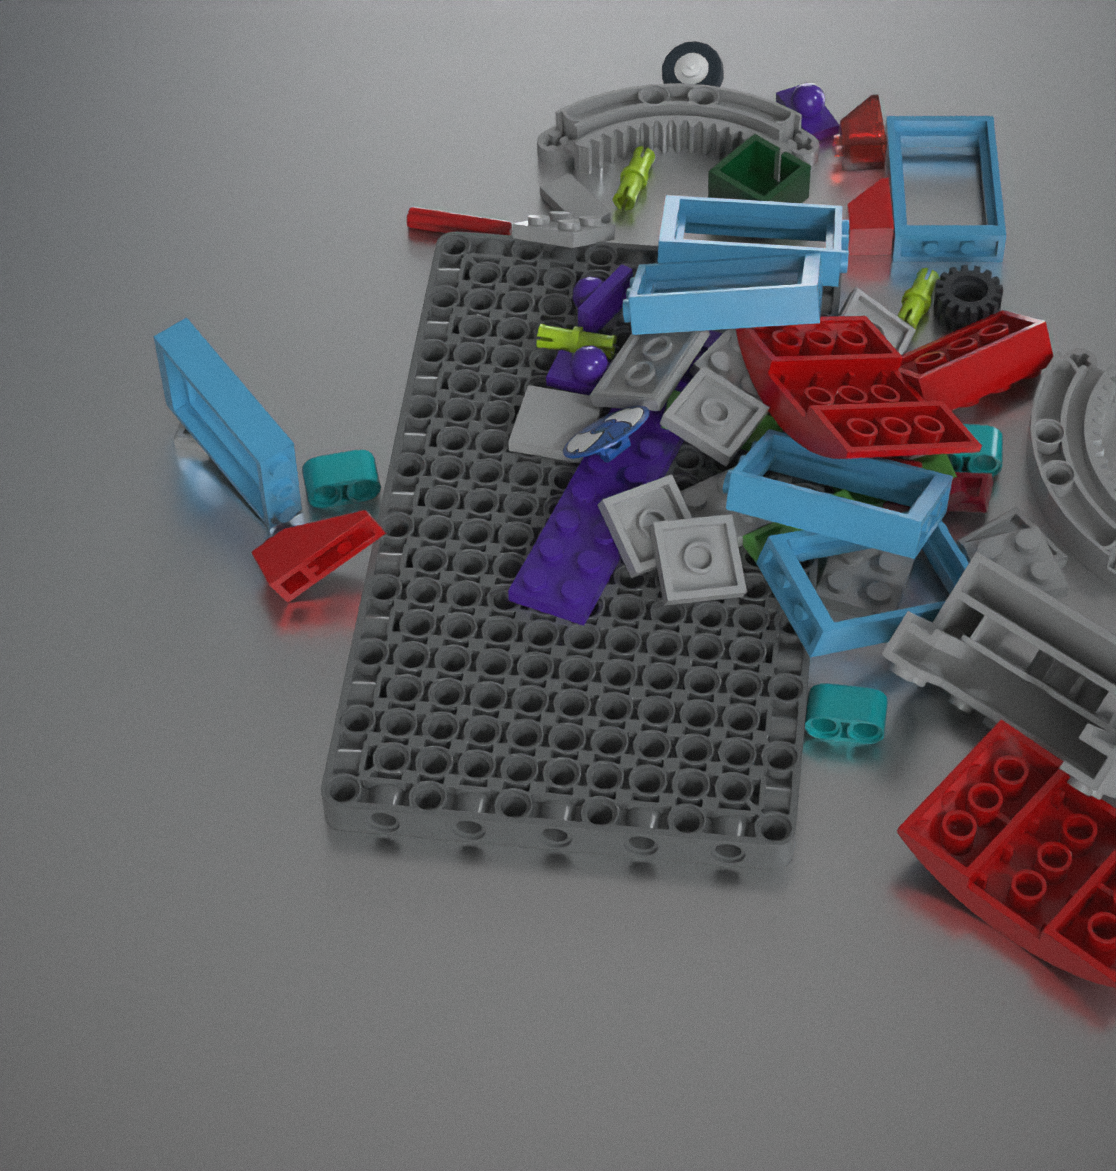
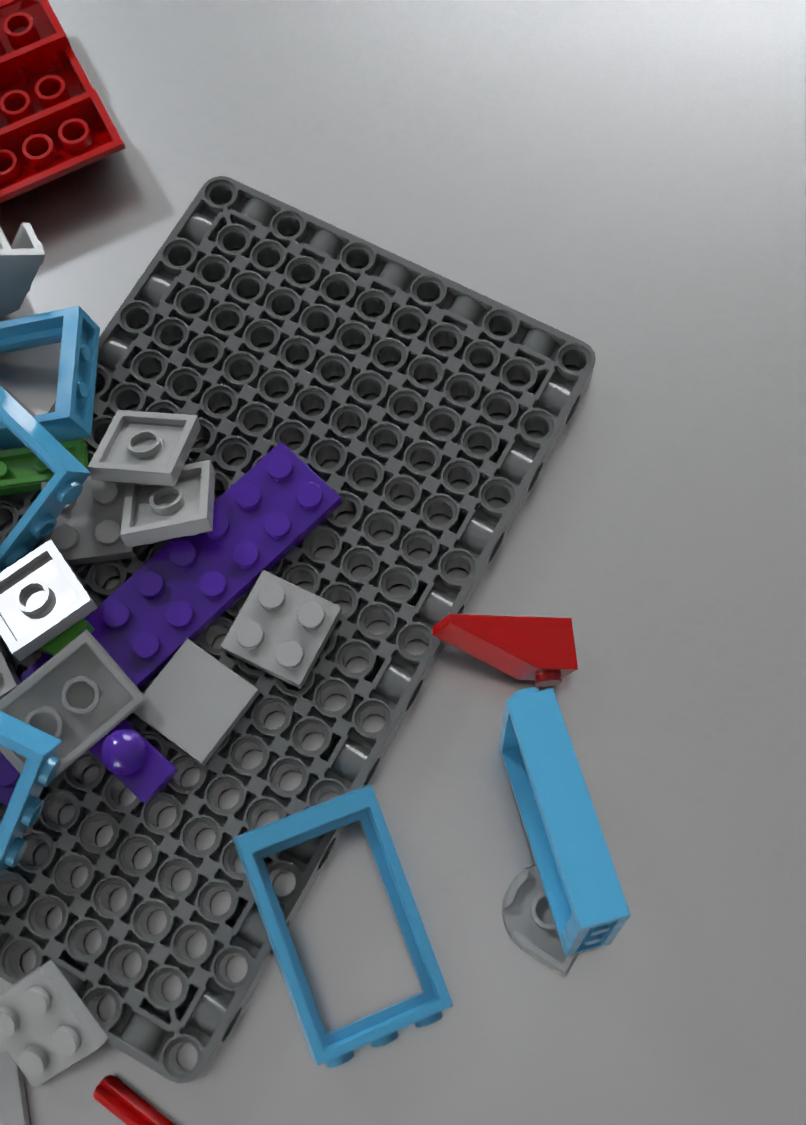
camera: 155 degrees left, 20 degrees up
(341, 479) = (446, 753): teal beam -> none
(411, 381) = (381, 1025): none -> dark azure door
(511, 491) = (281, 629): none -> light grey plate
(573, 339) = (118, 811): lime pin -> none
(600, 300) = (61, 859): dark purple tile -> none
(606, 432) = (156, 622): shield -> none
(846, 713) = (92, 291): teal beam -> none

